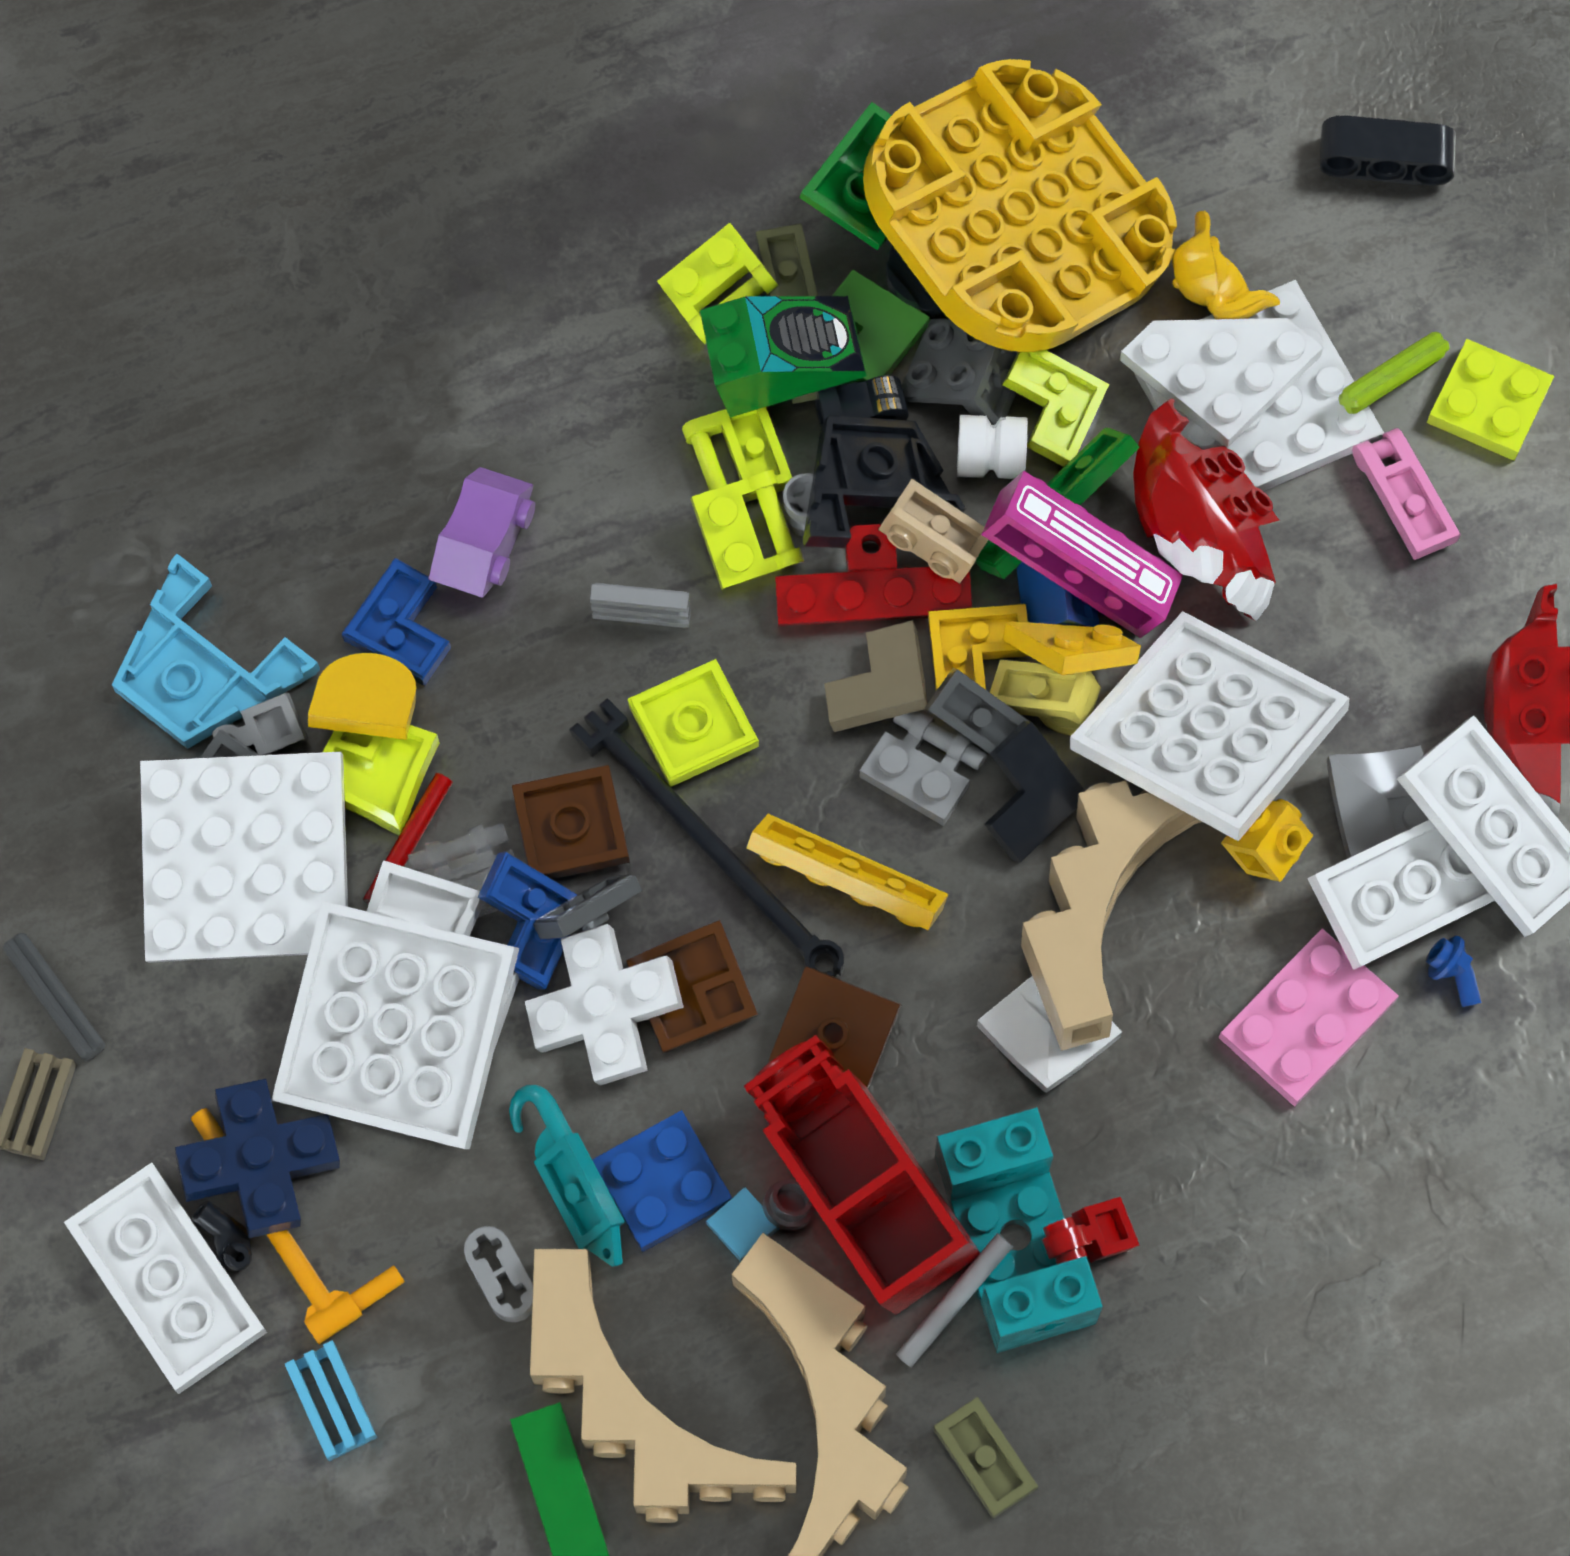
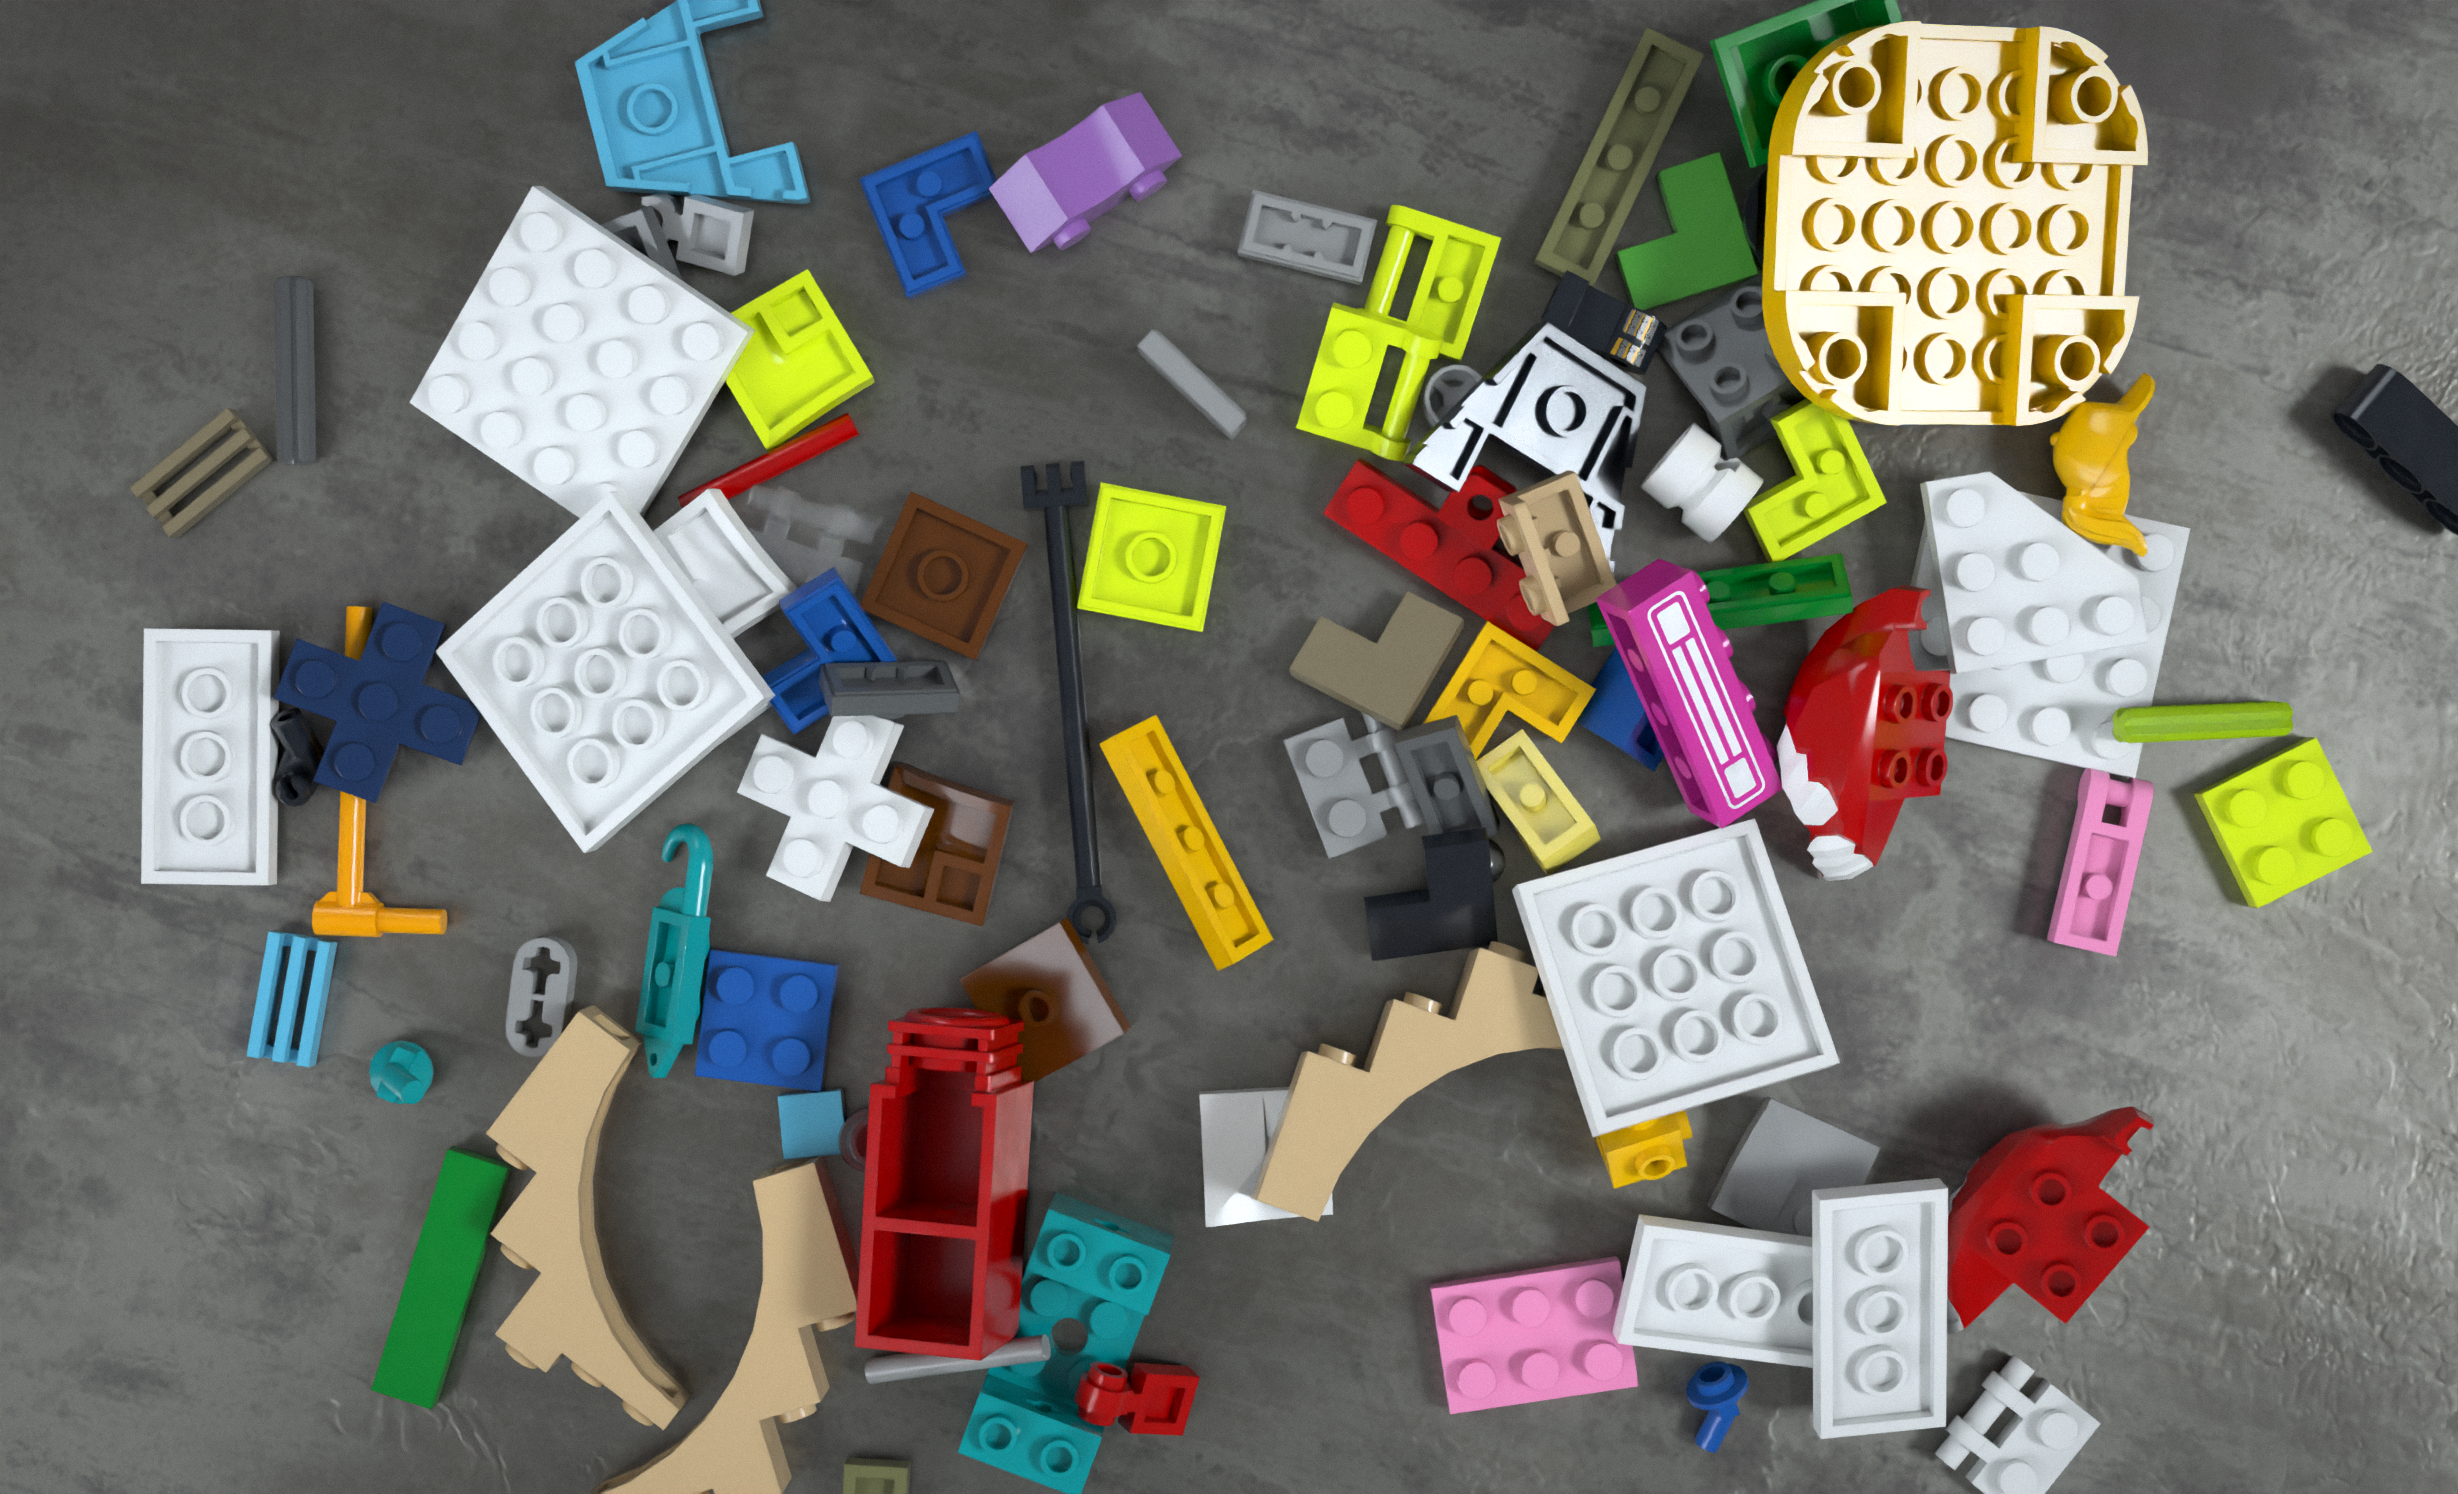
camera: 45 degrees right, 20 degrees up
(364, 696) = (826, 277): yellow tile -> none
(442, 1393) = (401, 1072): none -> teal plate
(645, 479) = (1307, 237): none -> light grey plate
(711, 272) = (1554, 40): neon yellow plate -> none
(780, 348) = (1558, 202): slope -> none
(1072, 647) = (1599, 784): yellow wing -> none

